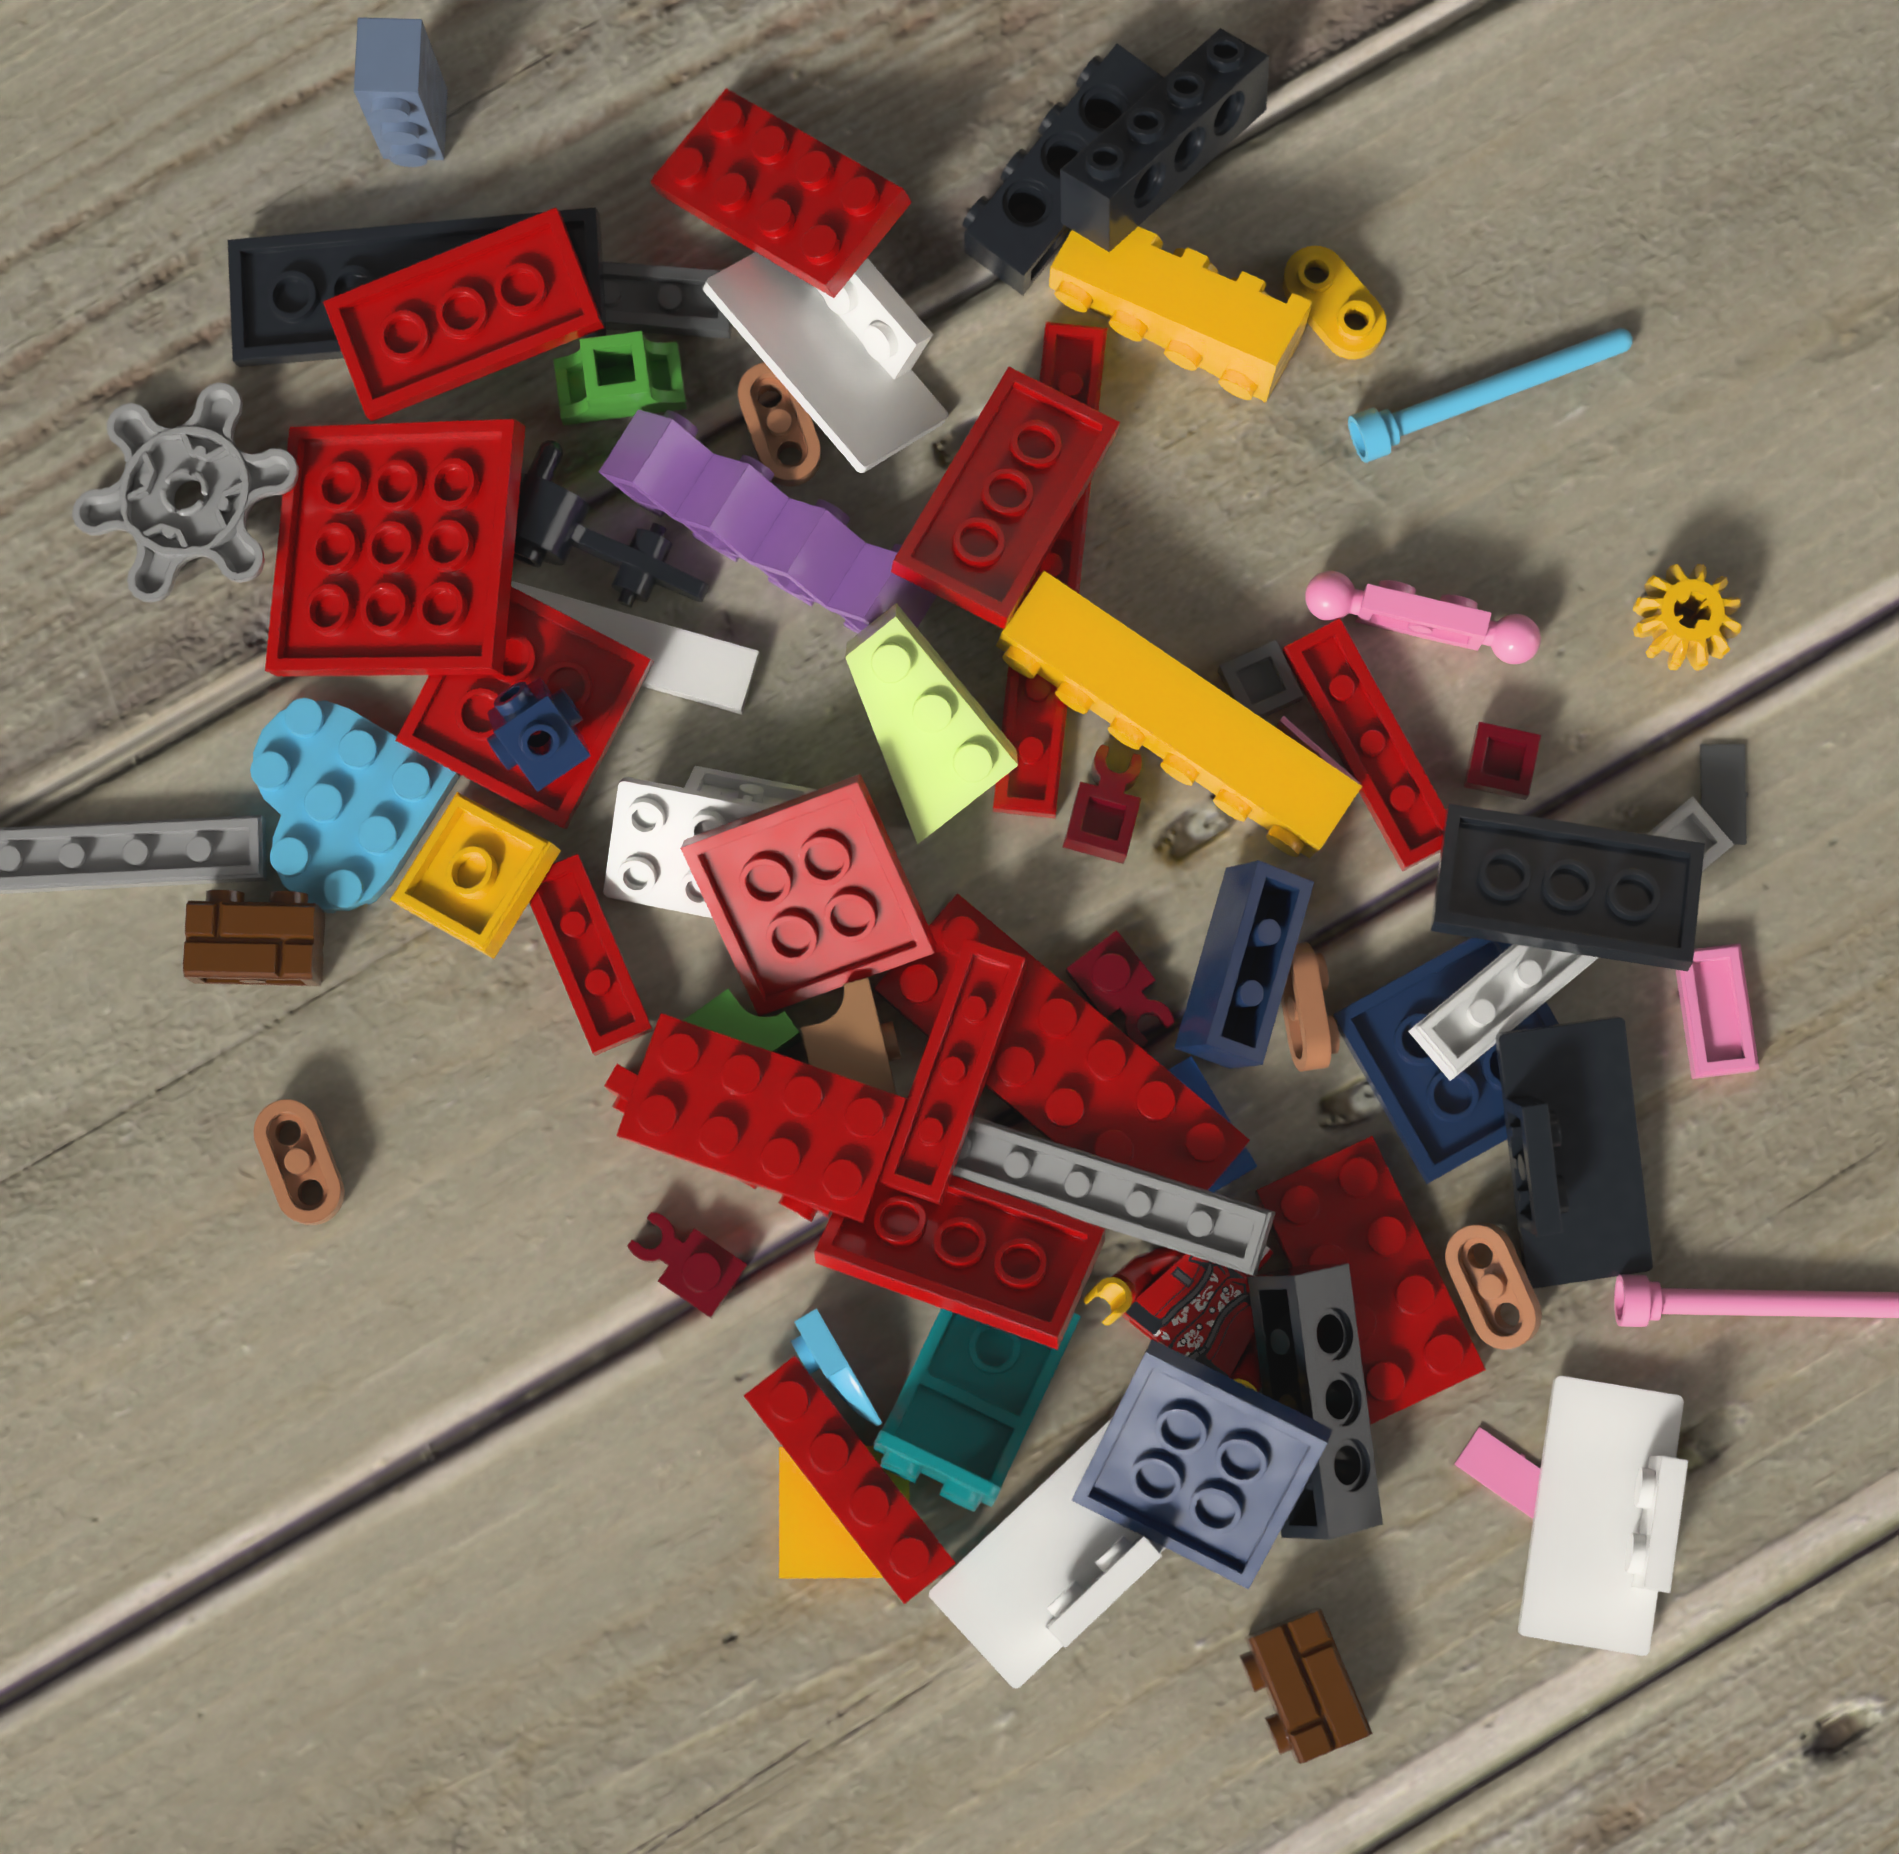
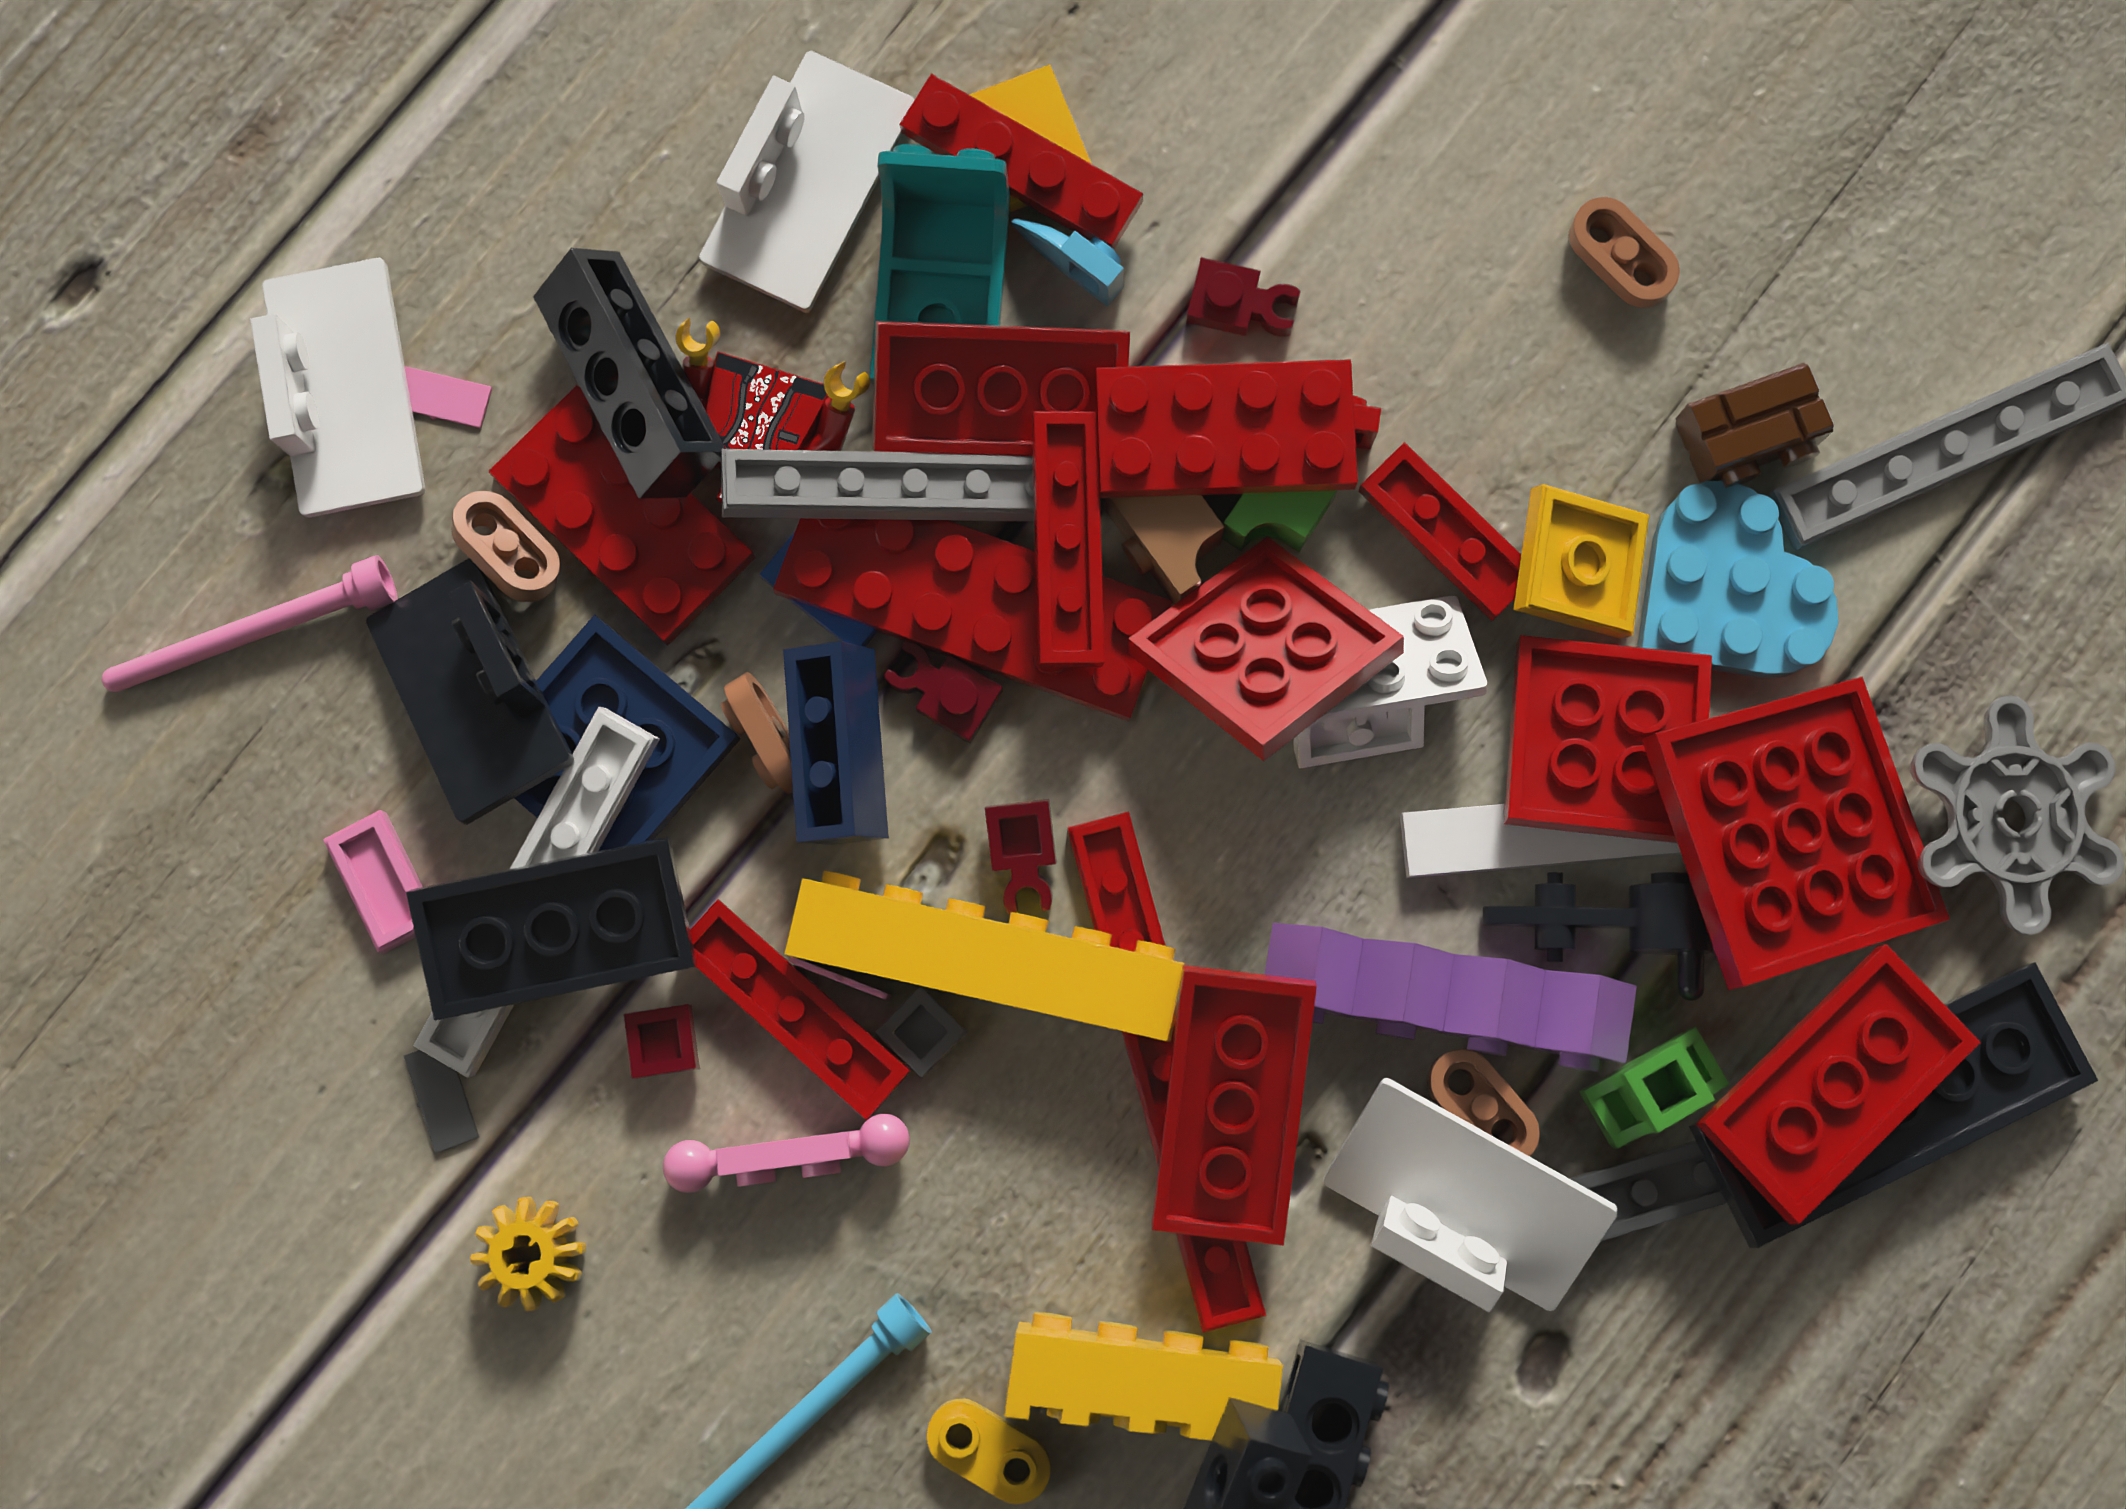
camera: 160 degrees right, 0 degrees up
(401, 90) = (2009, 1288): sand blue brick -> none
(537, 732) = (1584, 696): dark blue brick -> none
(781, 192) = (1581, 1339): red plate -> none
(926, 723) = (1223, 851): yellowish green wedge -> none
(1201, 1464) = (708, 271): plate -> none
(1306, 1687) = (554, 143): reddish brown brick -> none

